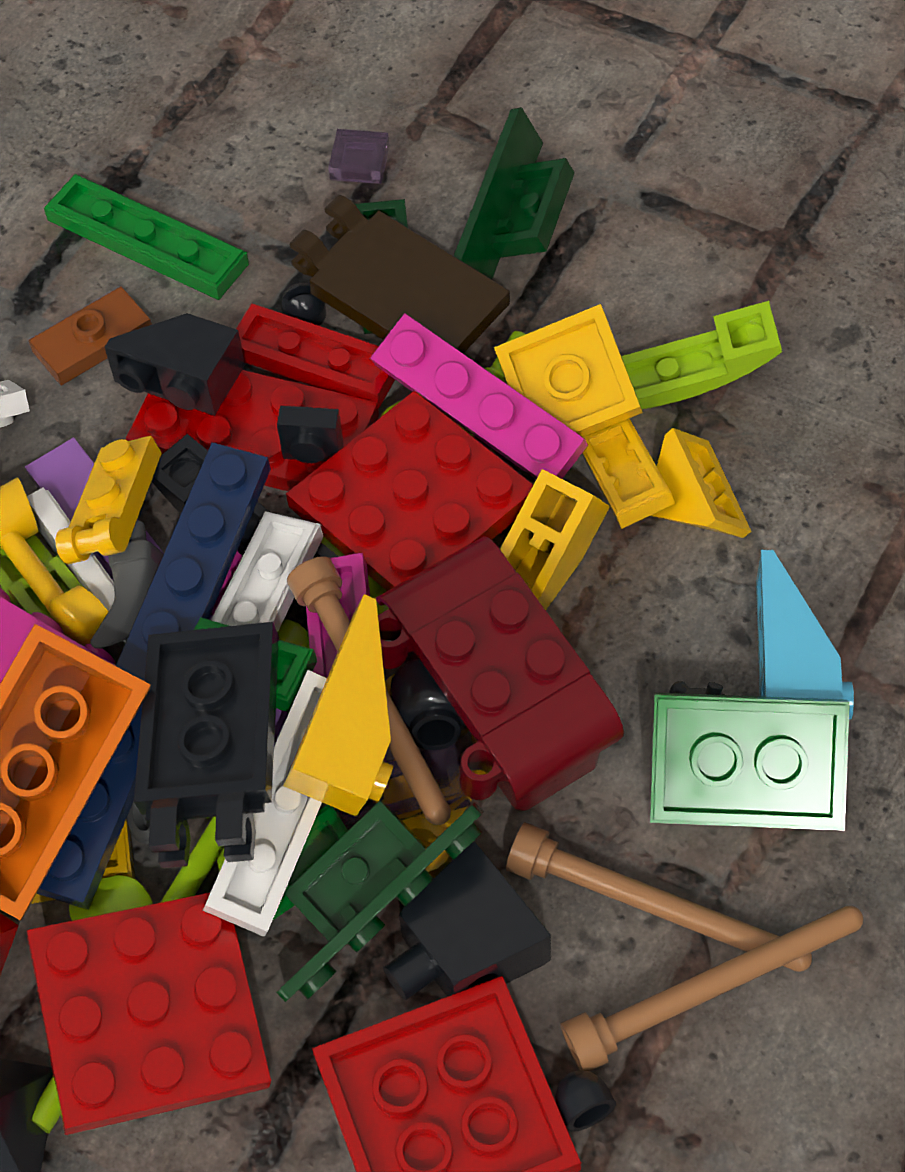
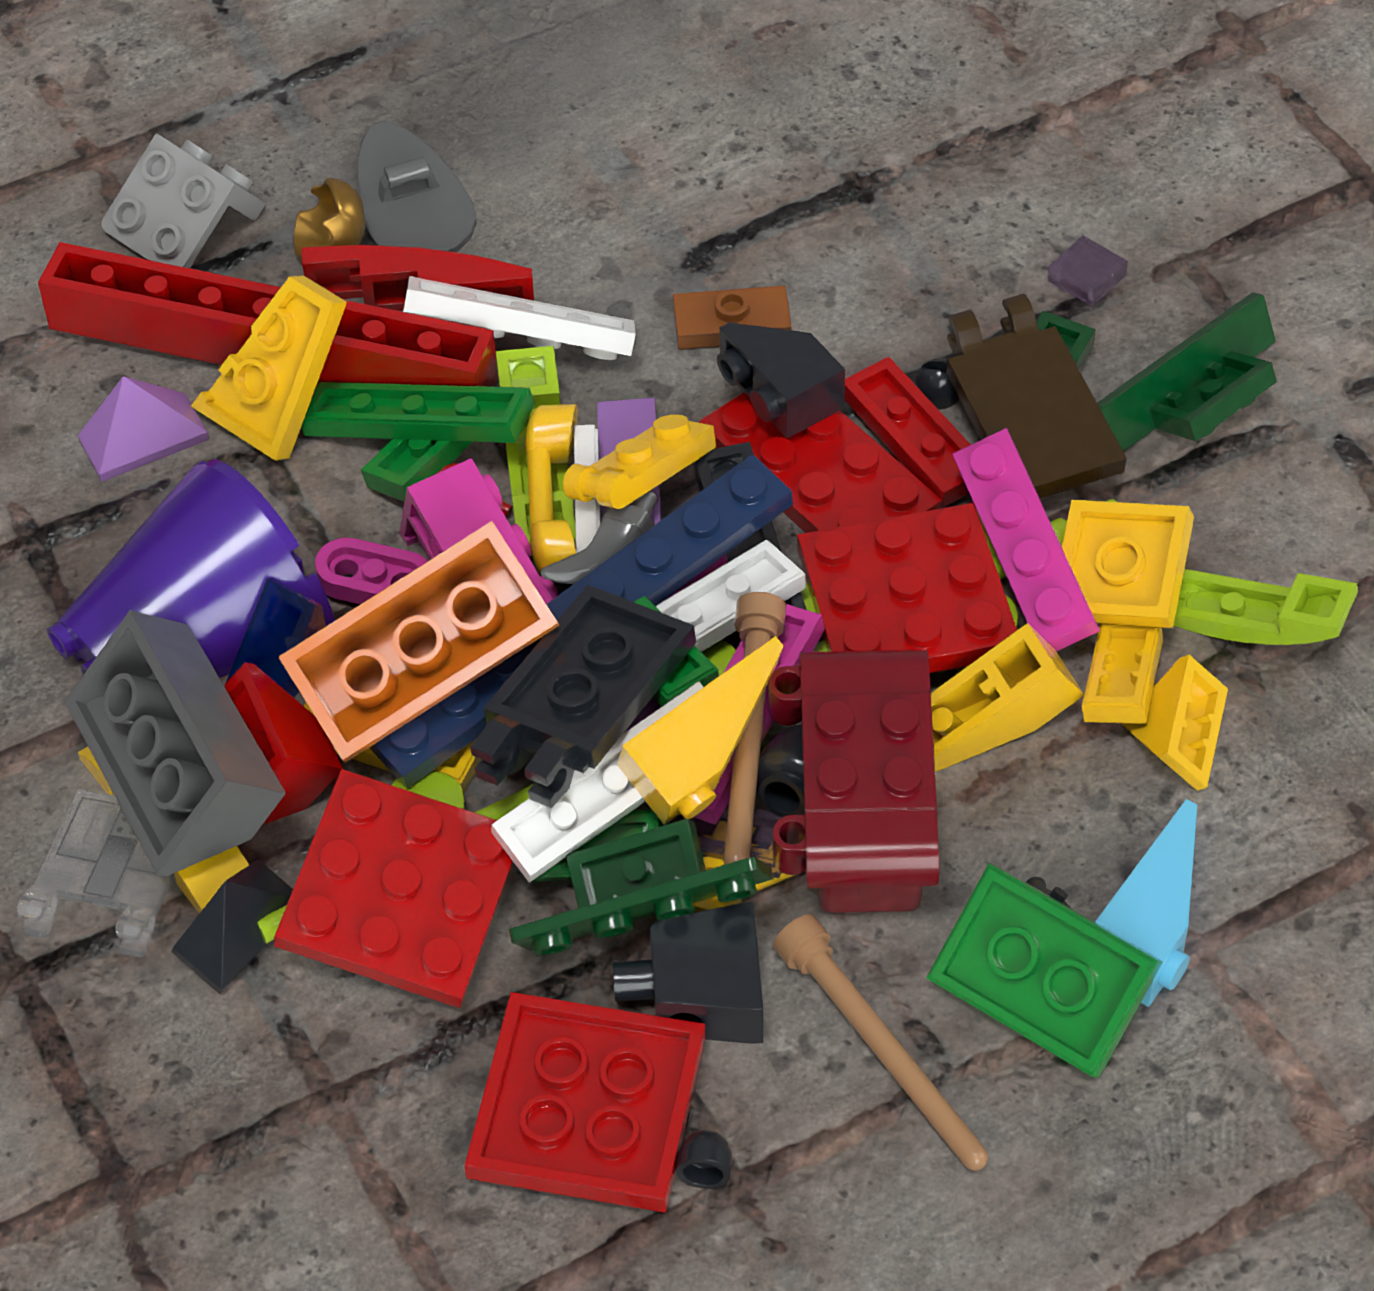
camera: 30 degrees right, 5 degrees down
(147, 236) = (842, 252): green tile -> none
(309, 433) = (851, 492): black plate -> none
(597, 1036) = (750, 1117): medium nougat piece -> none

